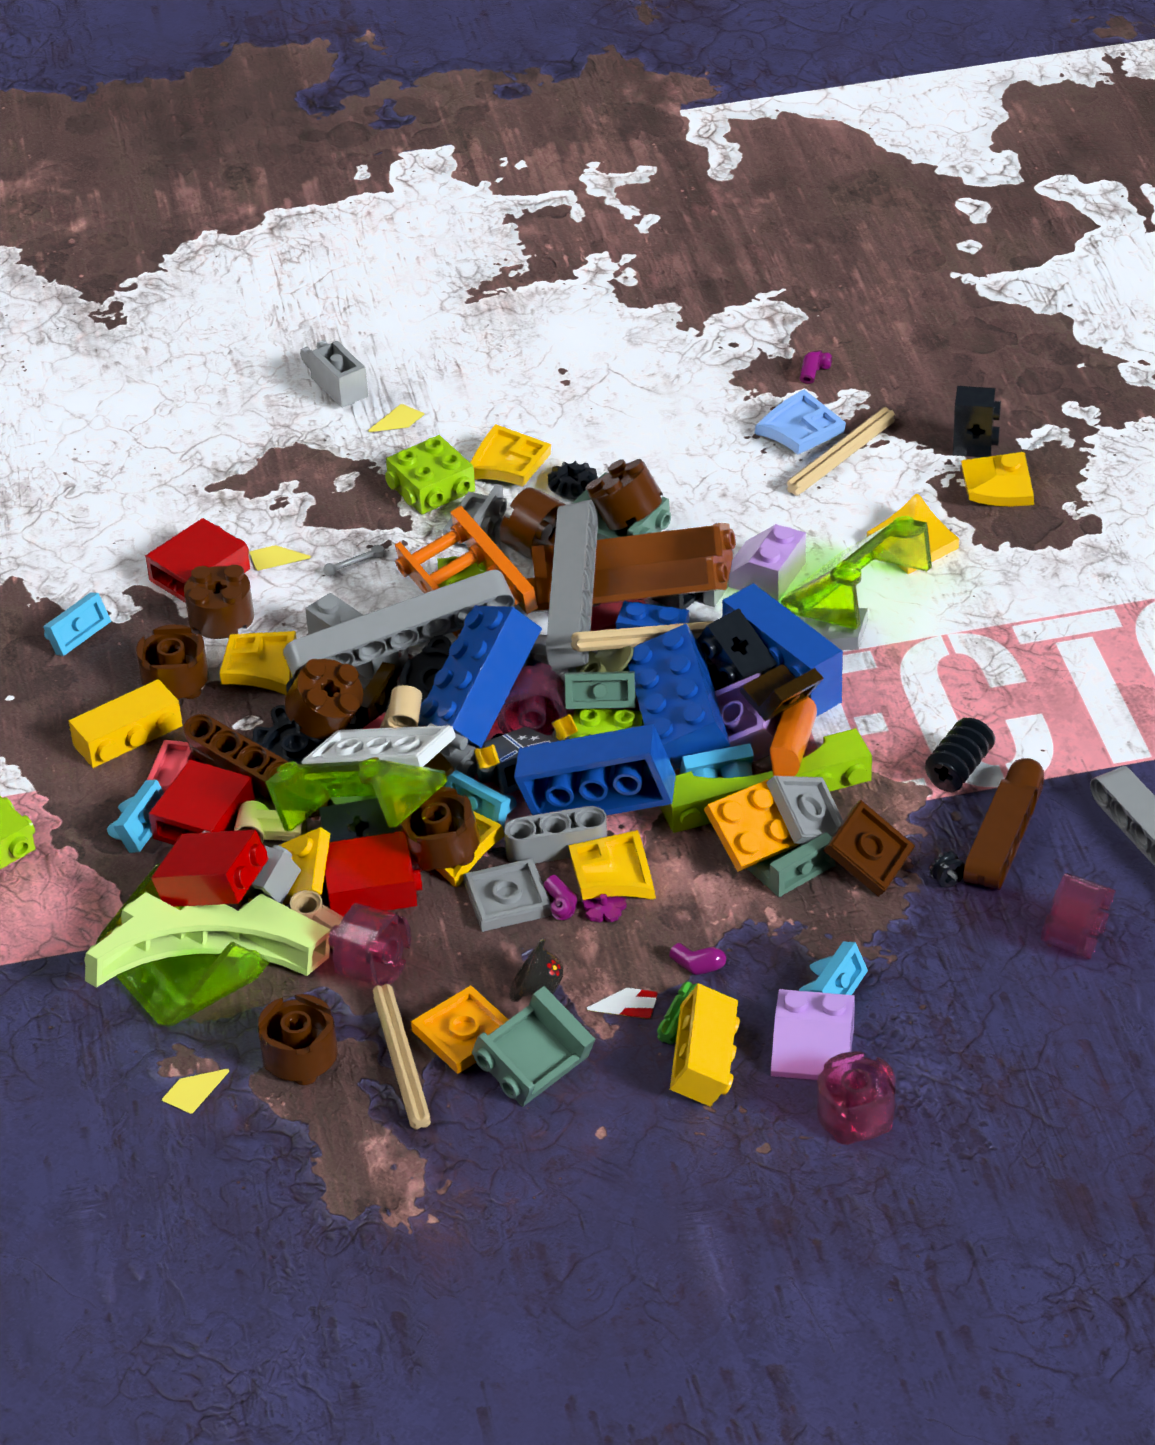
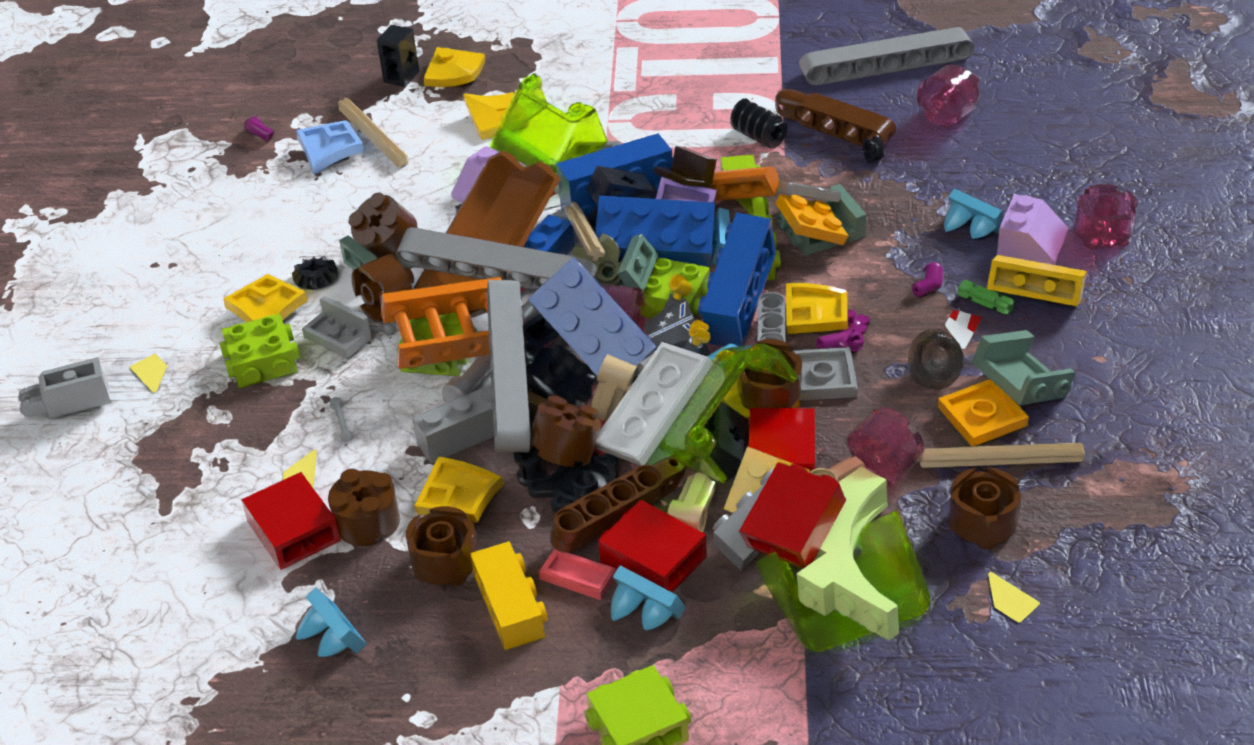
camera: 75 degrees left, 0 degrees up
(869, 848) = (845, 175): reddish brown tile -> none

